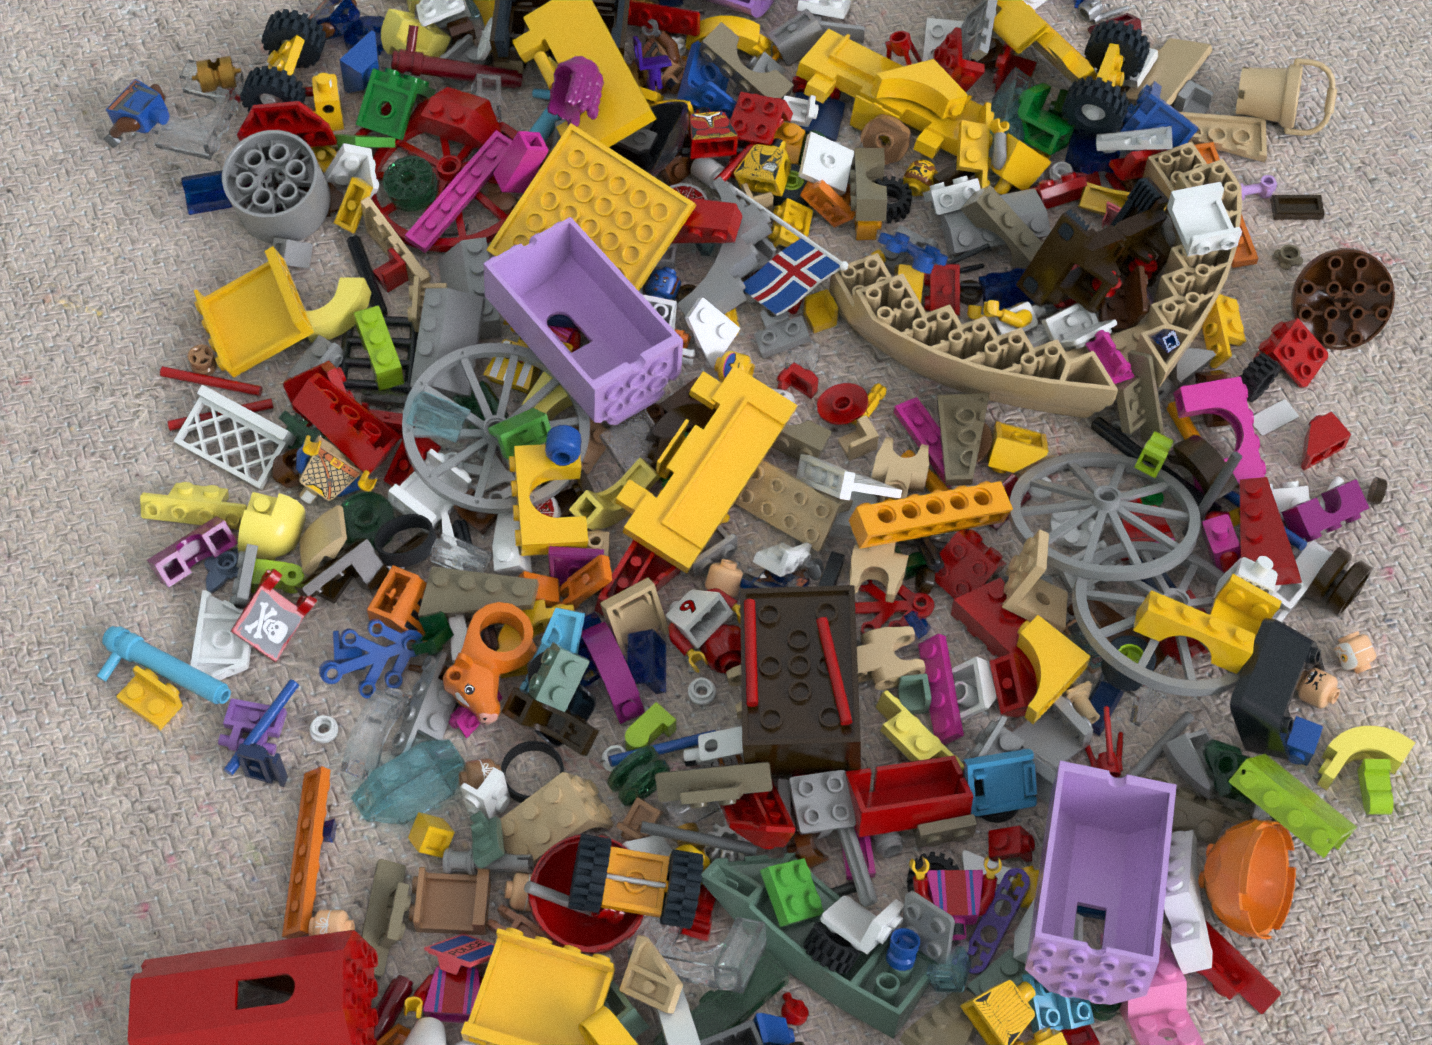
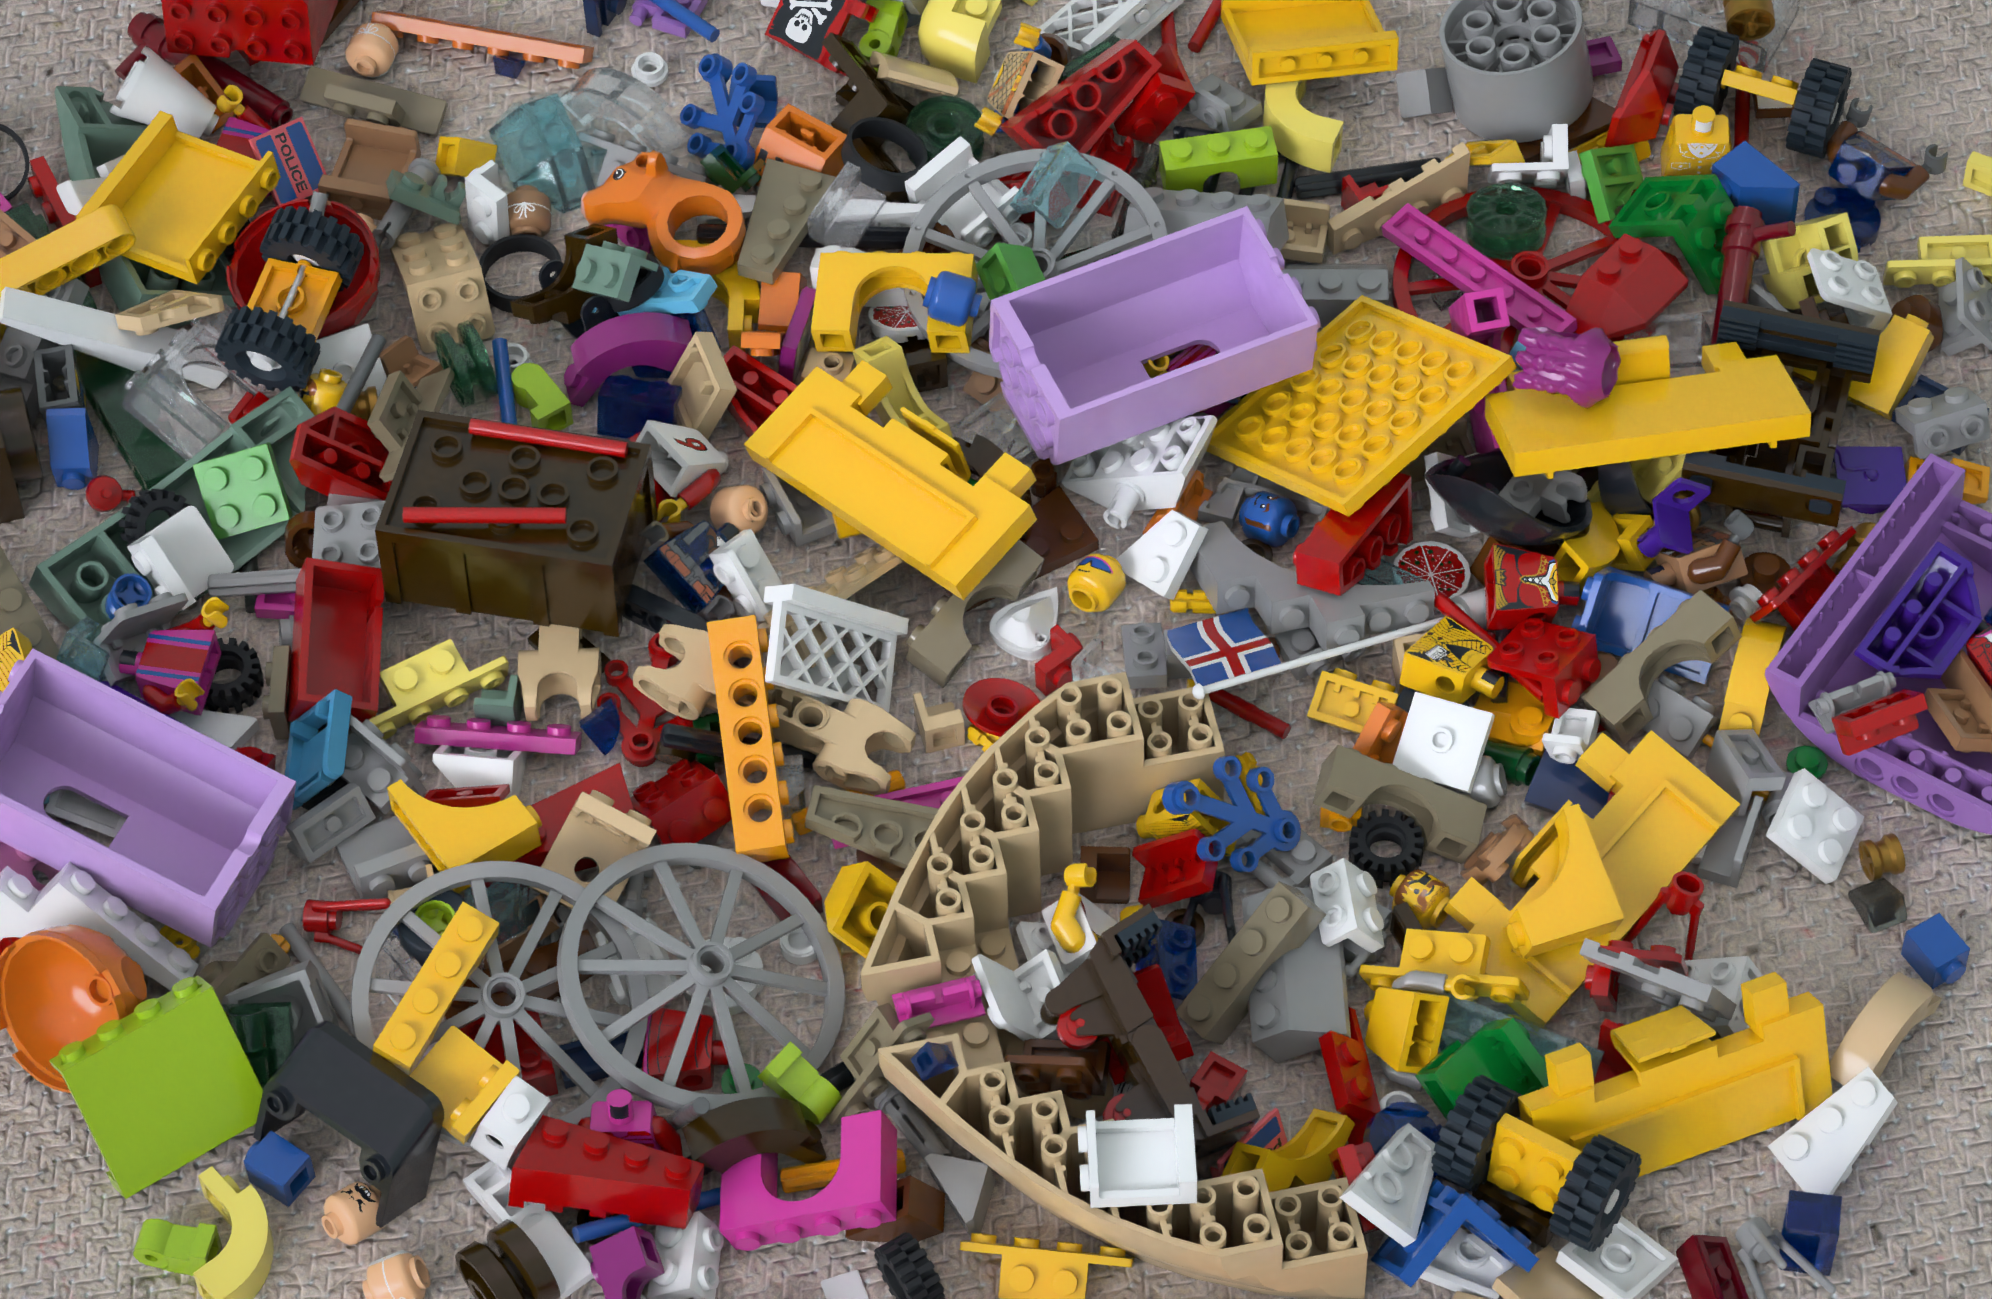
camera: 105 degrees right, 5 degrees down
(775, 18) = (1809, 758): none -> green plate

